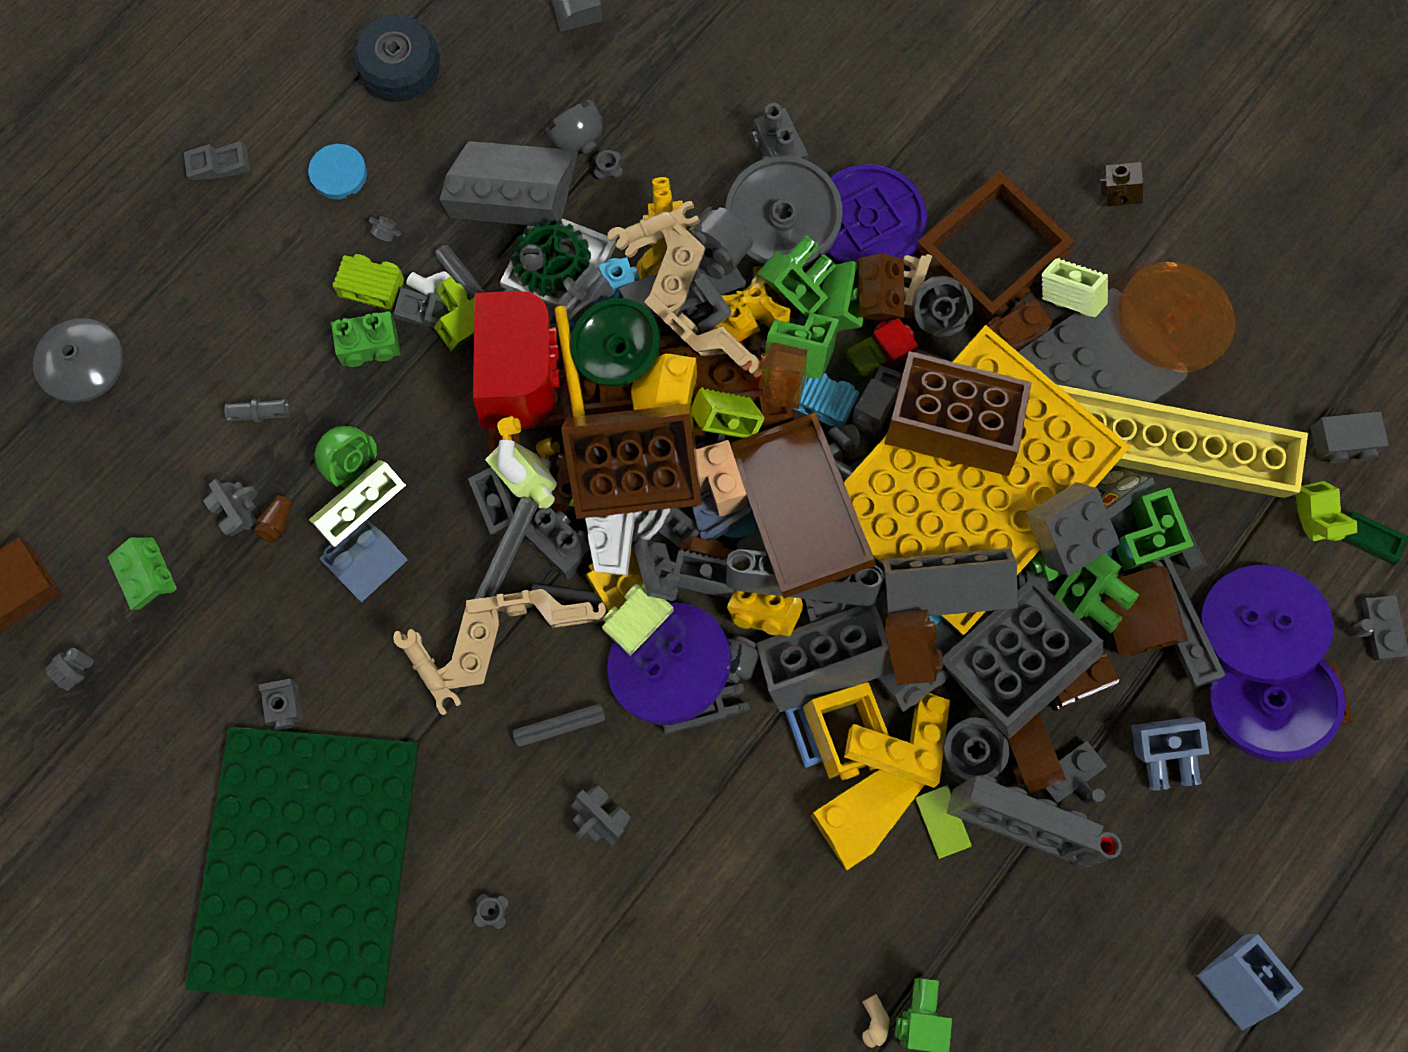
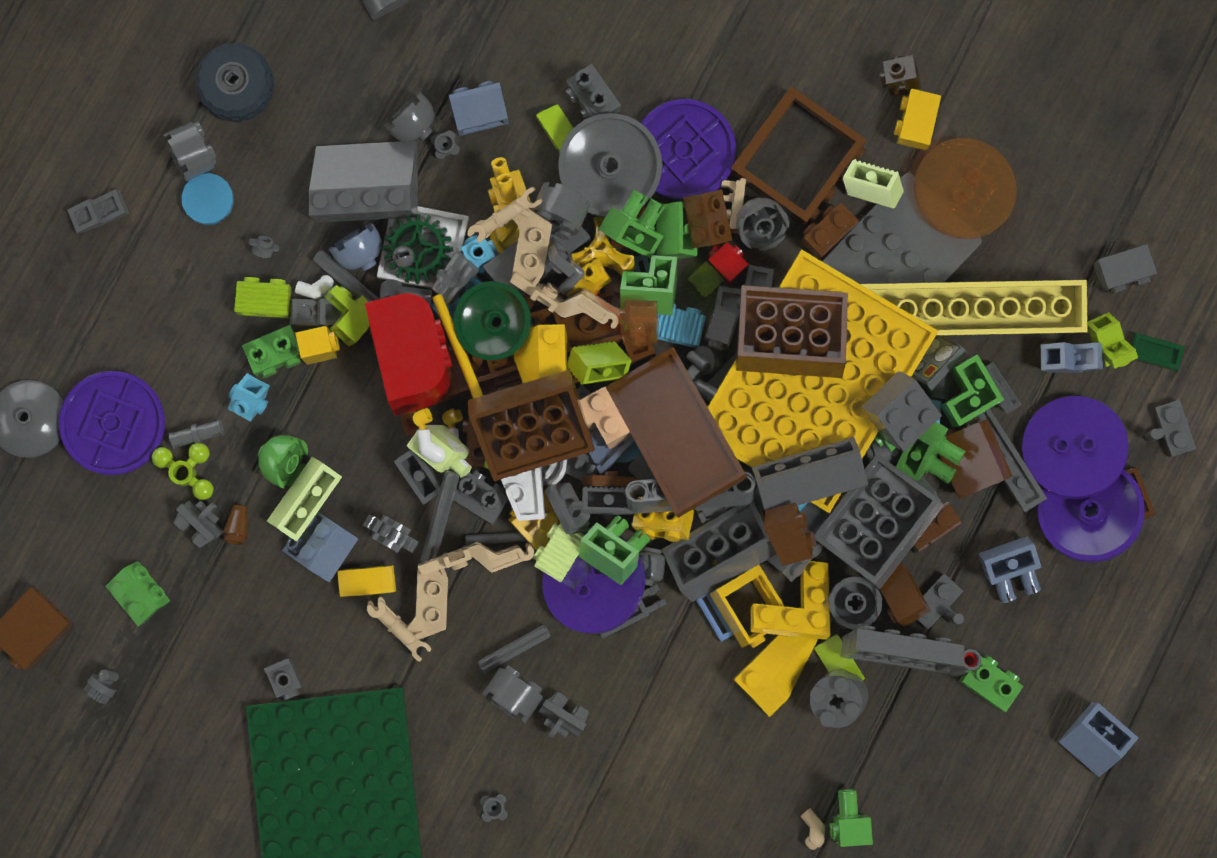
camera: 15 degrees left, 10 degrees up
(167, 380) = (112, 423): none -> dark purple plate
(252, 431) = (198, 454): none -> lime piece
(324, 380) = (248, 397): none -> medium azure brick
(331, 114) = (190, 151): none -> dark grey brick
(405, 610) = (366, 581): none -> yellow slope
(414, 337) = (317, 345): none -> yellow brick
(445, 559) = (390, 533): none -> dark grey gear
(486, 247) = (358, 249): none -> sand blue cylinder
(544, 776) = (513, 694): none -> dark grey brick
(652, 129) = (478, 108): none -> sand blue slope
(694, 627) = (609, 553): none -> bright green brick
(729, 164) = (555, 125): none -> lime slope
(924, 877) = (832, 711): none -> dark grey brick
(1126, 886) = (993, 684): none -> bright green brick
(1135, 233) = (918, 119): none -> yellow brick
(1273, 523) = (1071, 358): none -> sand blue brick

